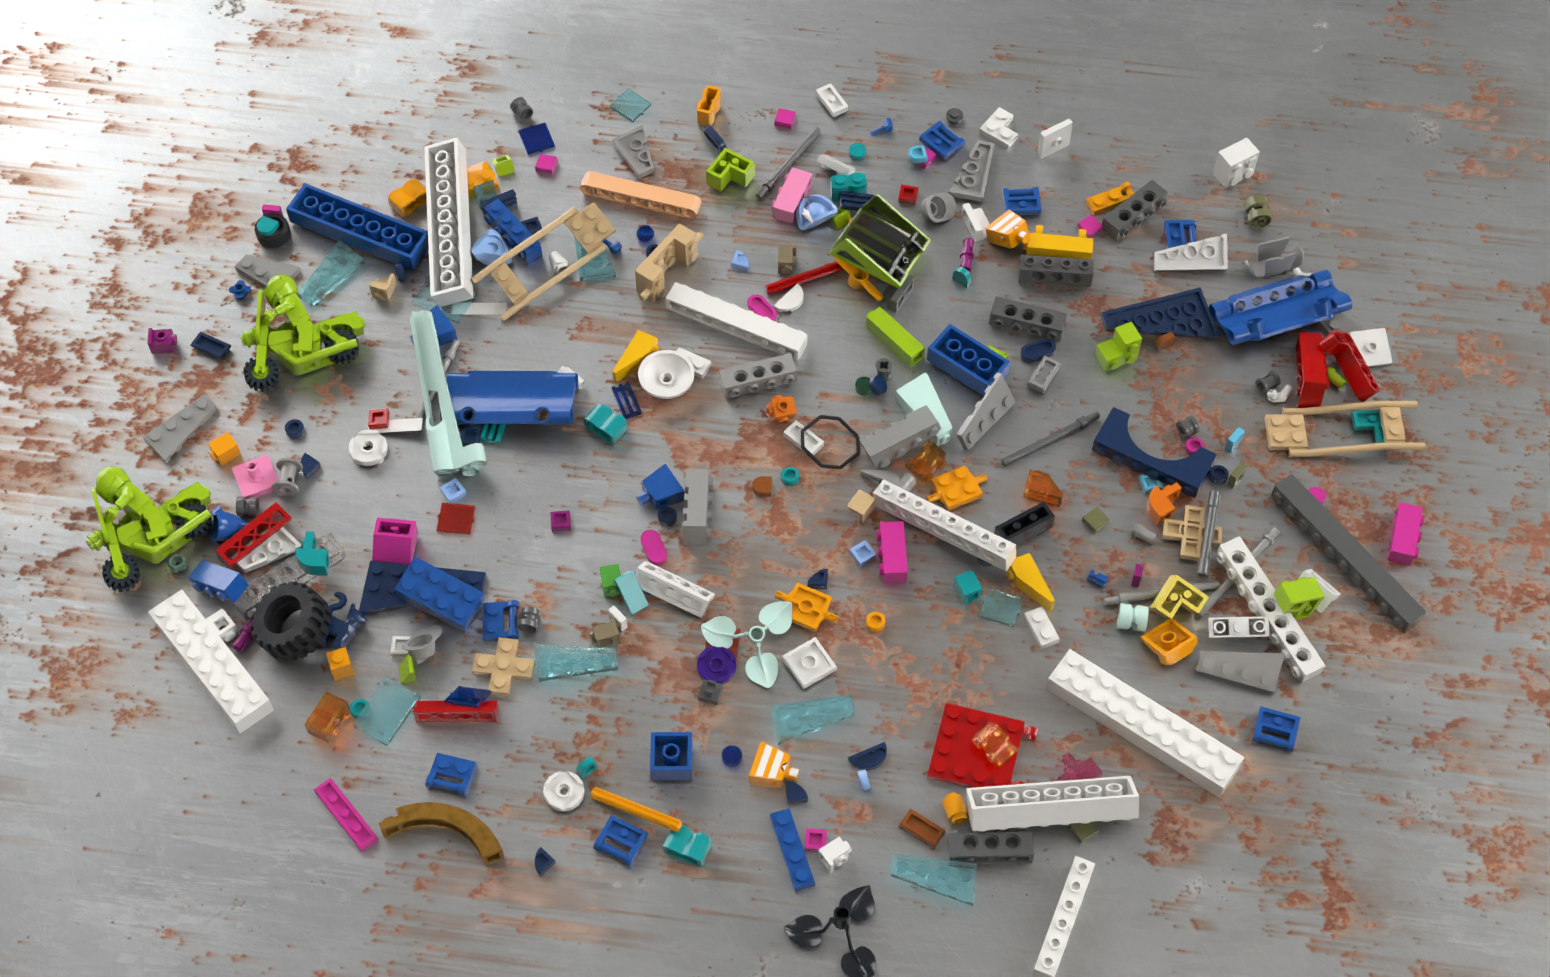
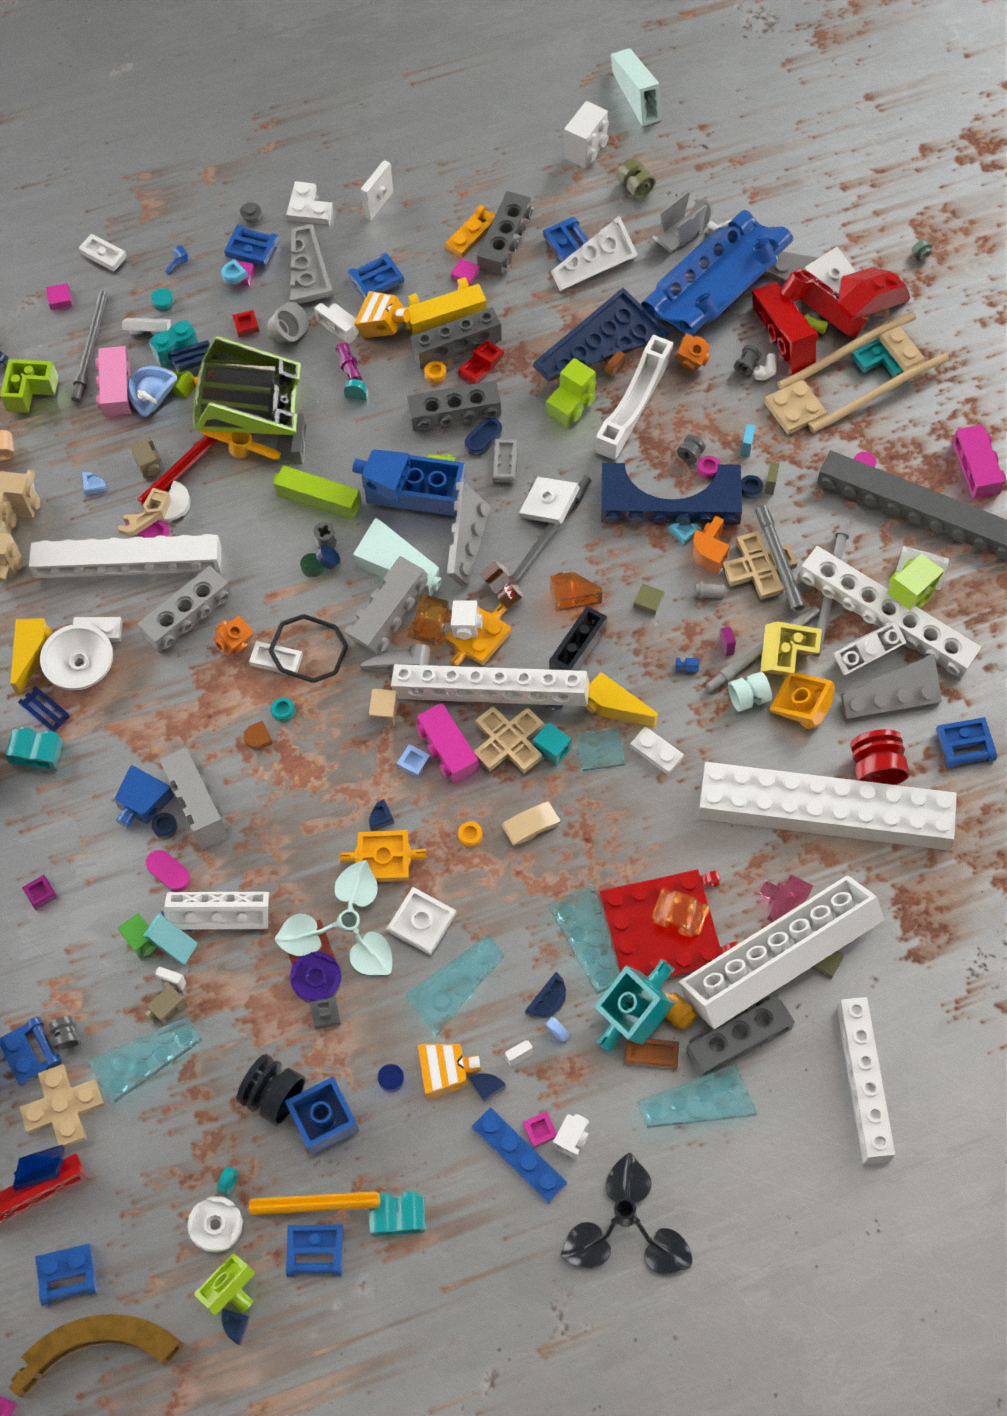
camera: 25 degrees left, 5 degrees up
(549, 831) = (226, 1286): none -> lime tile
(642, 718) = (269, 1088): none -> black wheel
(767, 300) = (141, 521): none -> tan piece
(828, 782) = (519, 1053): none -> white tile
(920, 725) = (585, 931): none -> clear light blue wing
(921, 633) = (530, 822): none -> tan slope
(925, 787) = (634, 1005): none -> teal brick
(937, 569) = (508, 739): none -> tan plate
(947, 342) = (384, 472): none -> blue torso
(951, 471) = (465, 619): none -> white brick
(992, 460) = (502, 584): none -> leg
(1027, 289) = (435, 372): none -> light orange tile
(1060, 417) = (549, 500): none -> white plate
(1066, 297) = (481, 363): none -> red slope
(1142, 386) = (621, 422): none -> white arch
(1202, 706) = (880, 757): none -> red wheel
(1221, 357) = (692, 352): none -> orange brick
(1298, 143) = (638, 86): none -> light aqua slope
(1390, 372) = (870, 292): none -> red wedge
(1454, 359) = (922, 249): none -> sand green plate

